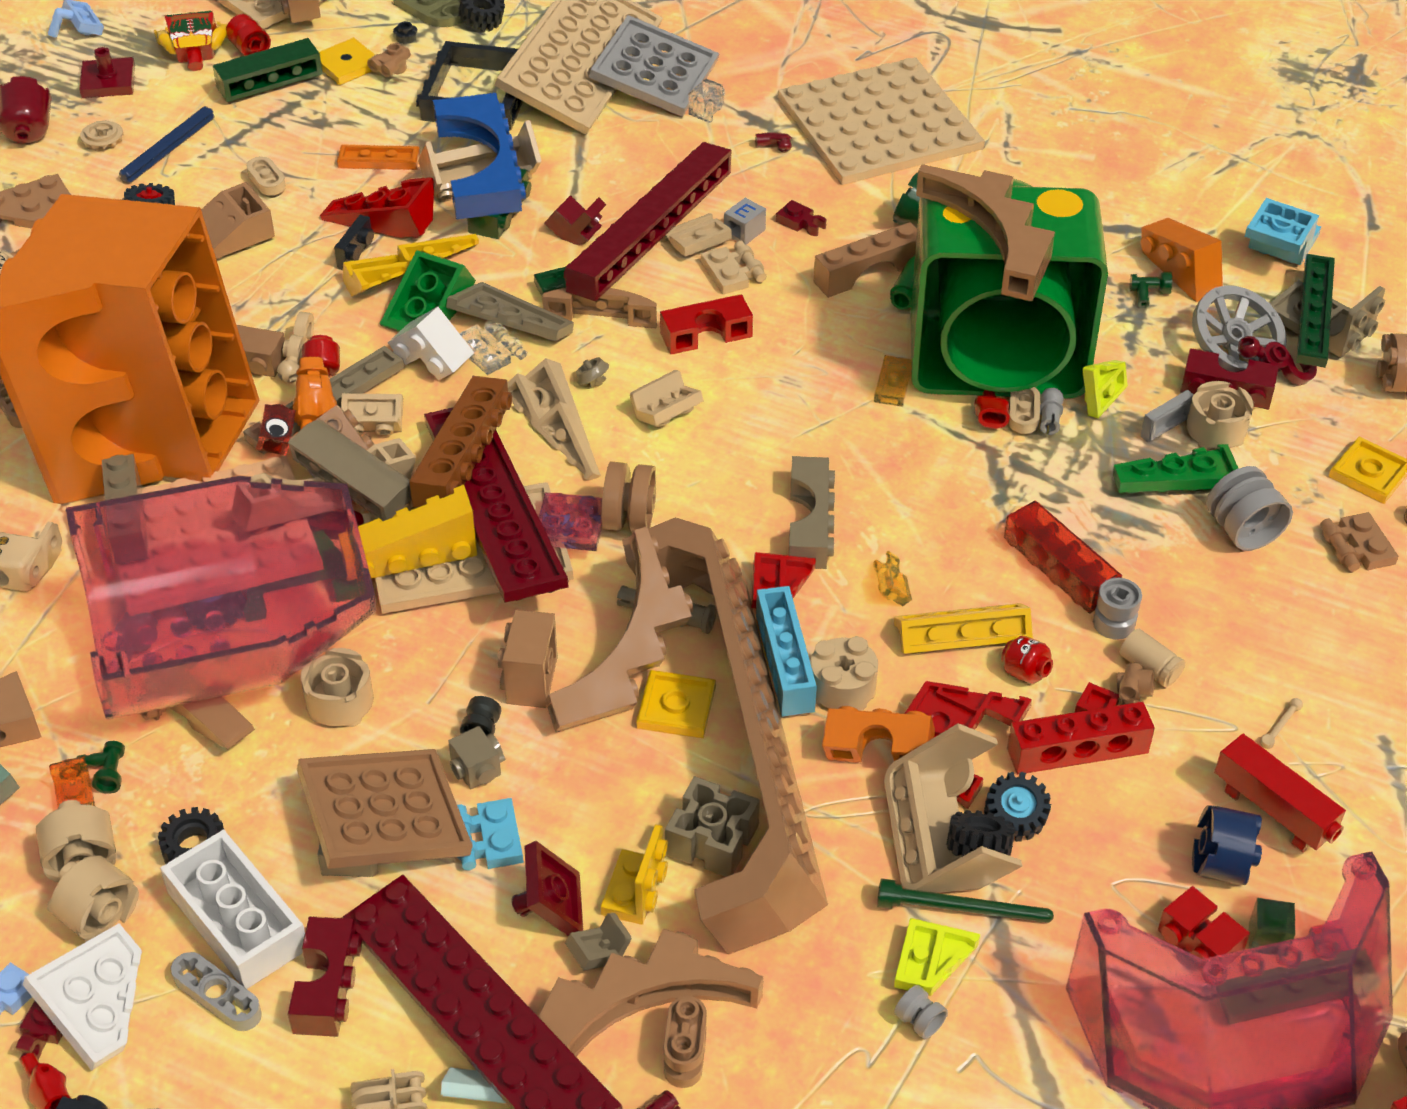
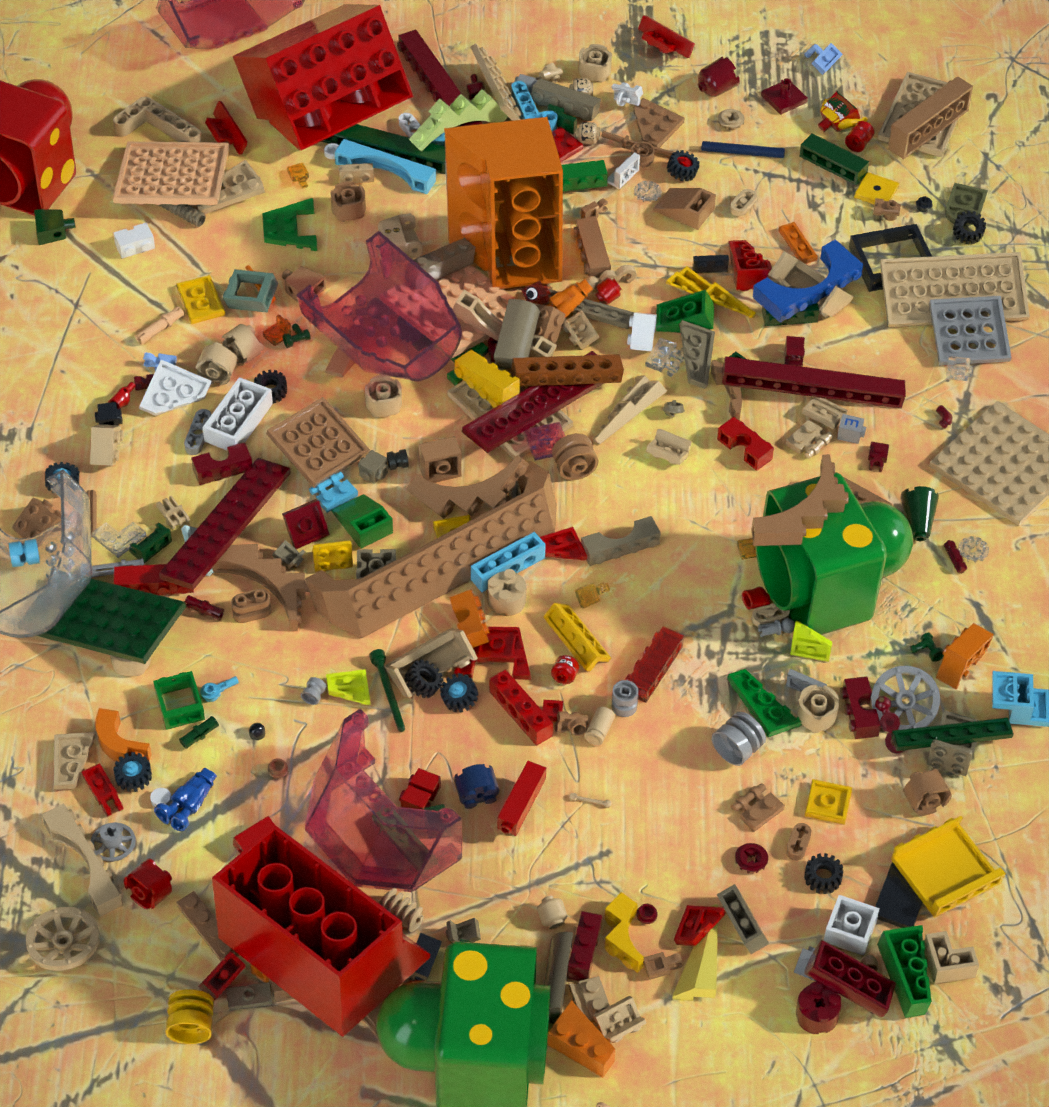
camera: 65 degrees right, 5 degrees up
(582, 807) = (364, 520): none -> green slope

